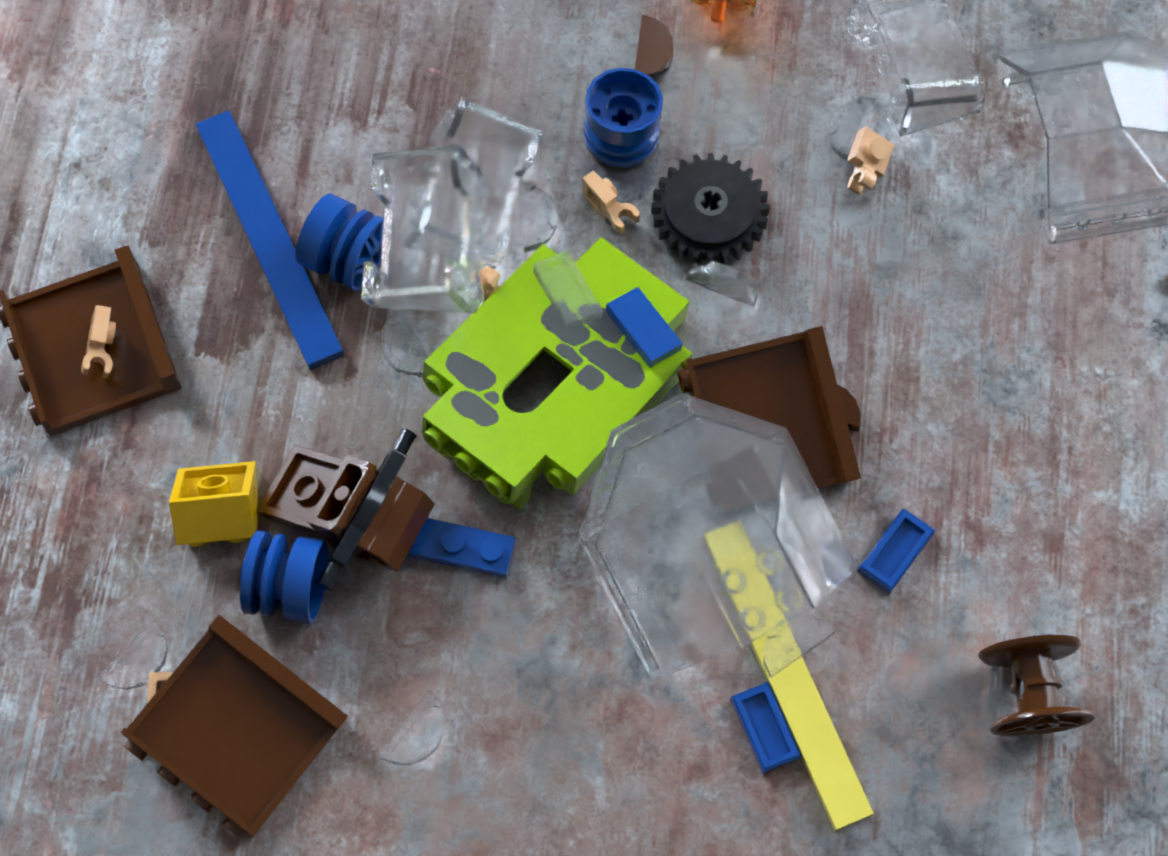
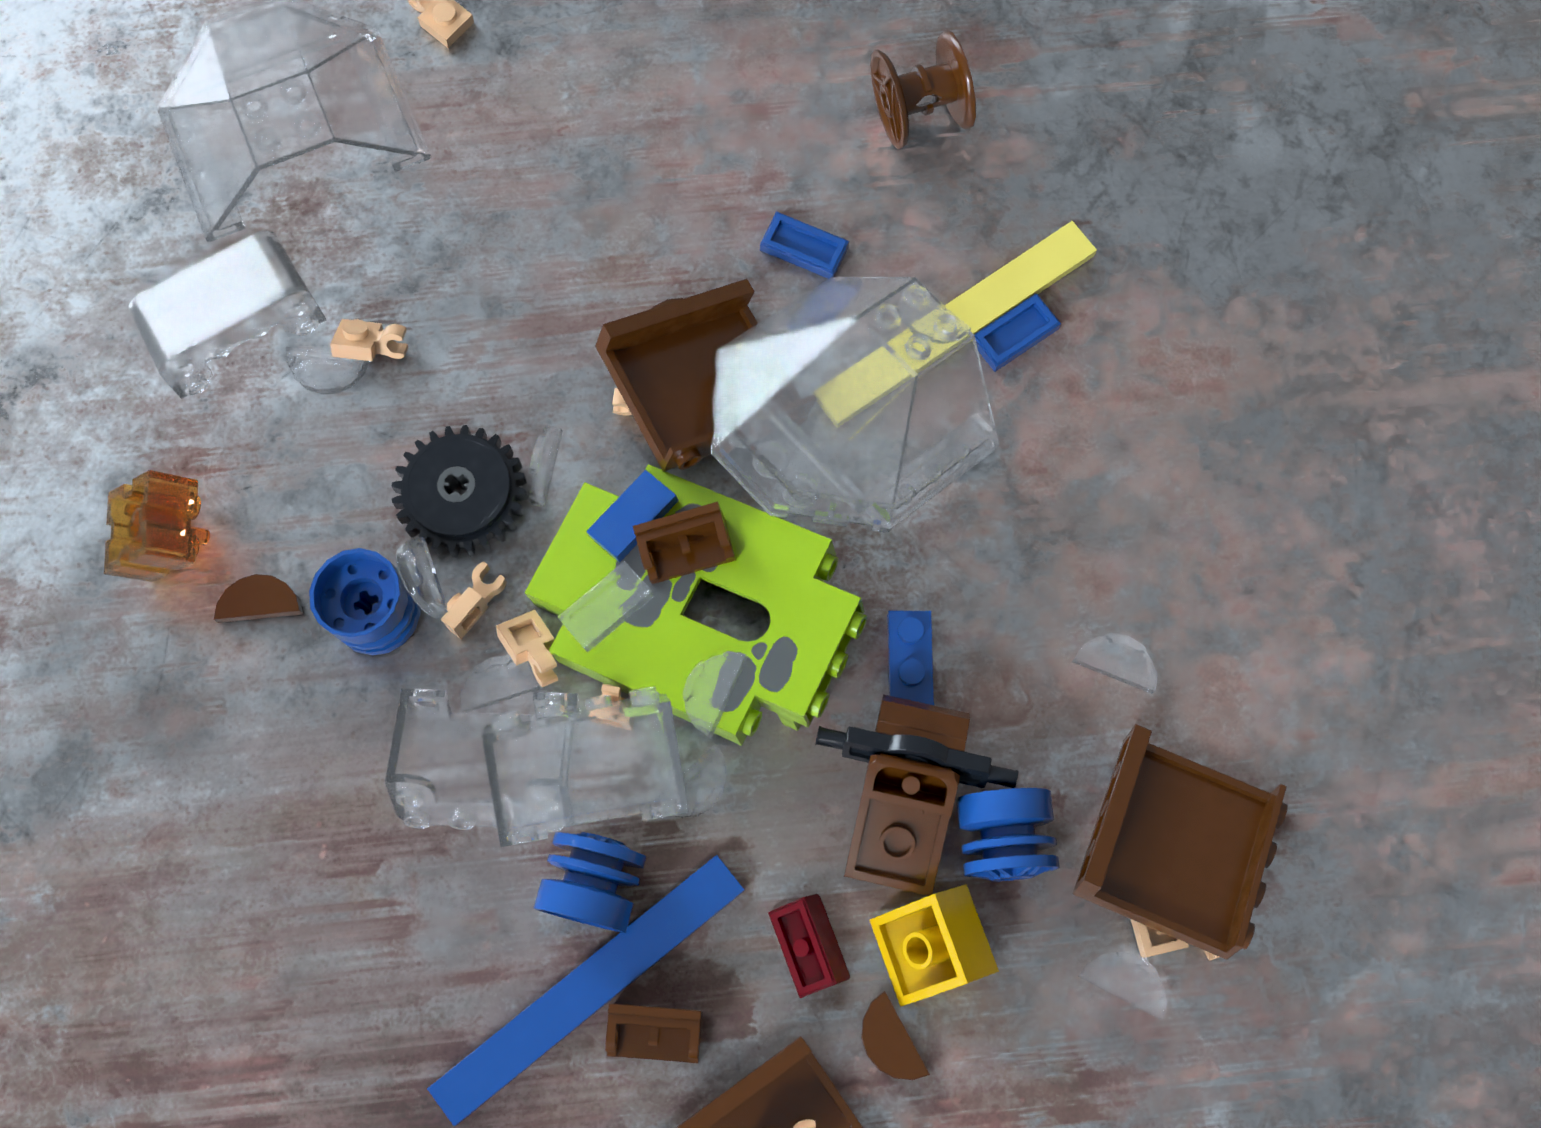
camera: 105 degrees left, 5 degrees up
(151, 452) = (889, 1043): none -> reddish brown tile
(219, 275) = (653, 1033): none -> reddish brown hinge
(249, 410) = (809, 945): none -> dark red slope
(467, 349) = (710, 689): none -> clear tile
(560, 236) = (530, 640): none -> light nougat plate
(603, 357) = (684, 543): none -> reddish brown hinge
(633, 156) = (420, 576): none -> clear tile

